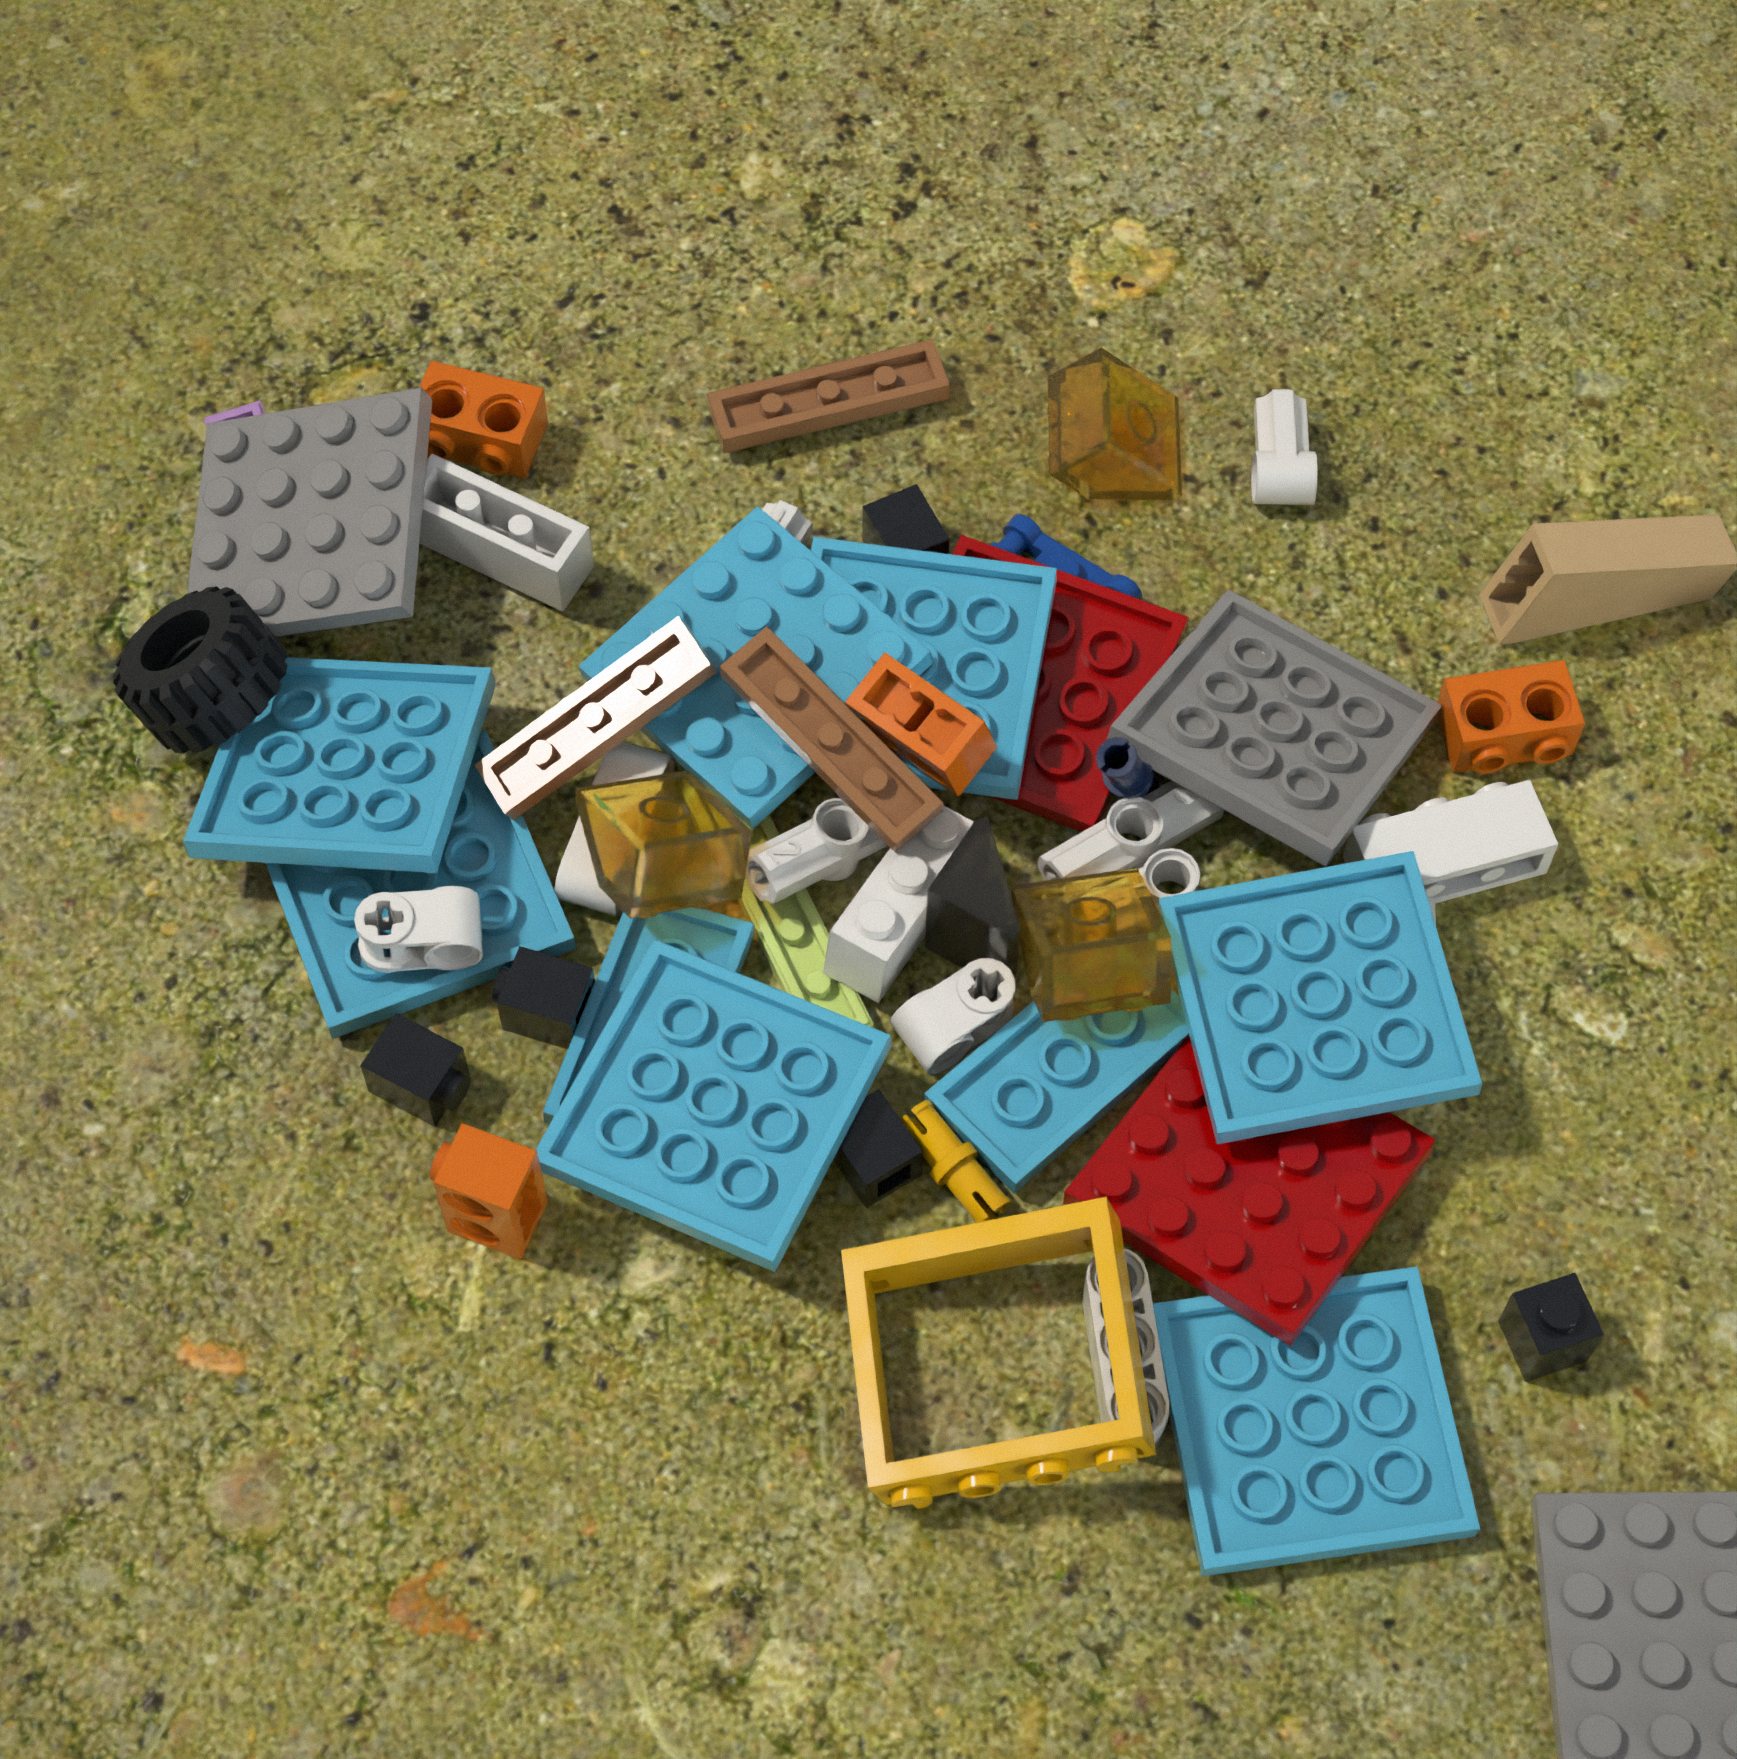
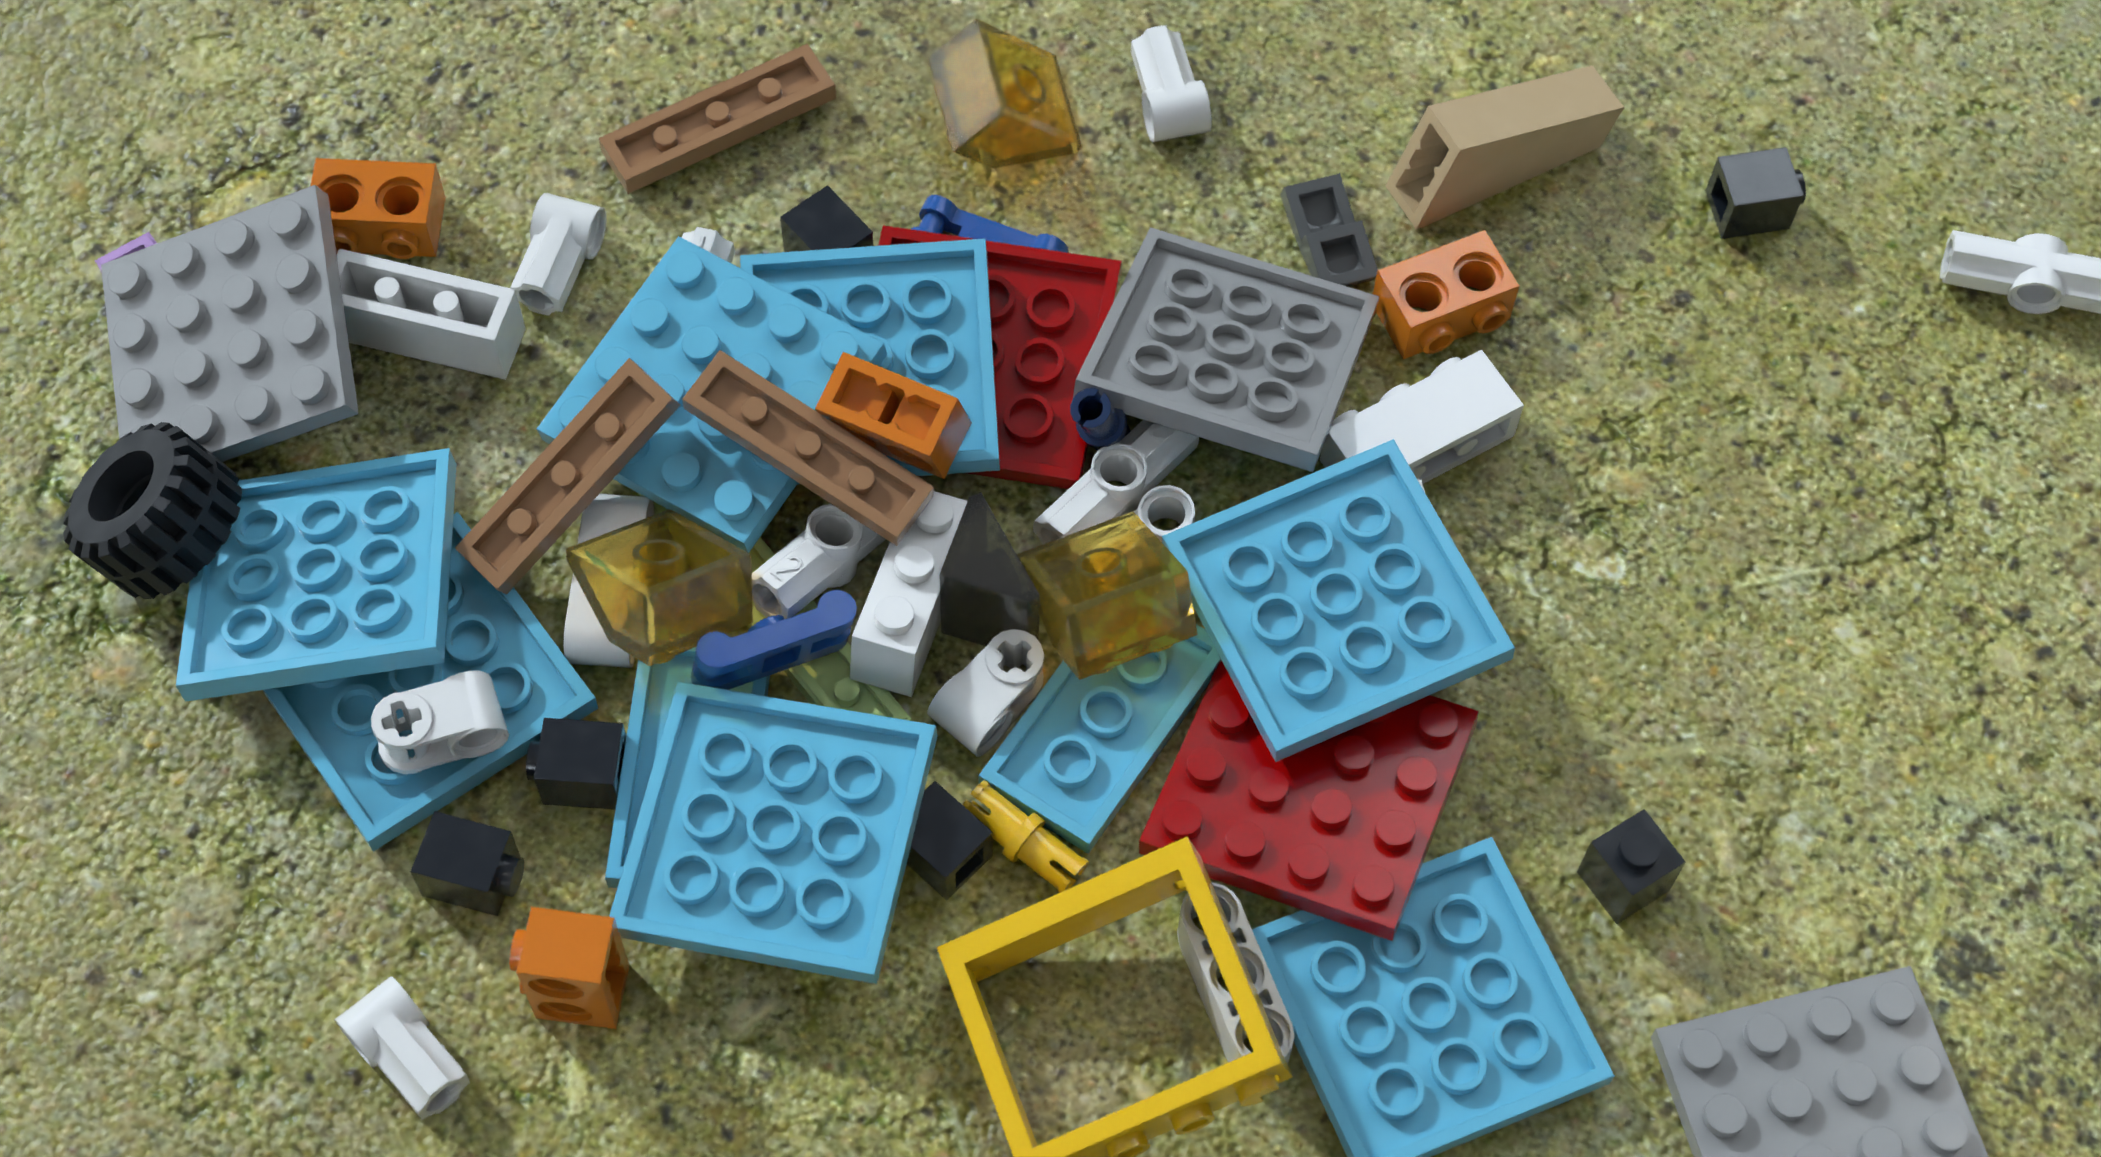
camera: 15 degrees left, 0 degrees up
(312, 1222) = (395, 1037): none -> white piece
(646, 486) = (561, 238): none -> white piece
(756, 923) = (774, 644): none -> blue plate
(1408, 629) = (1327, 232): none -> dark grey slope

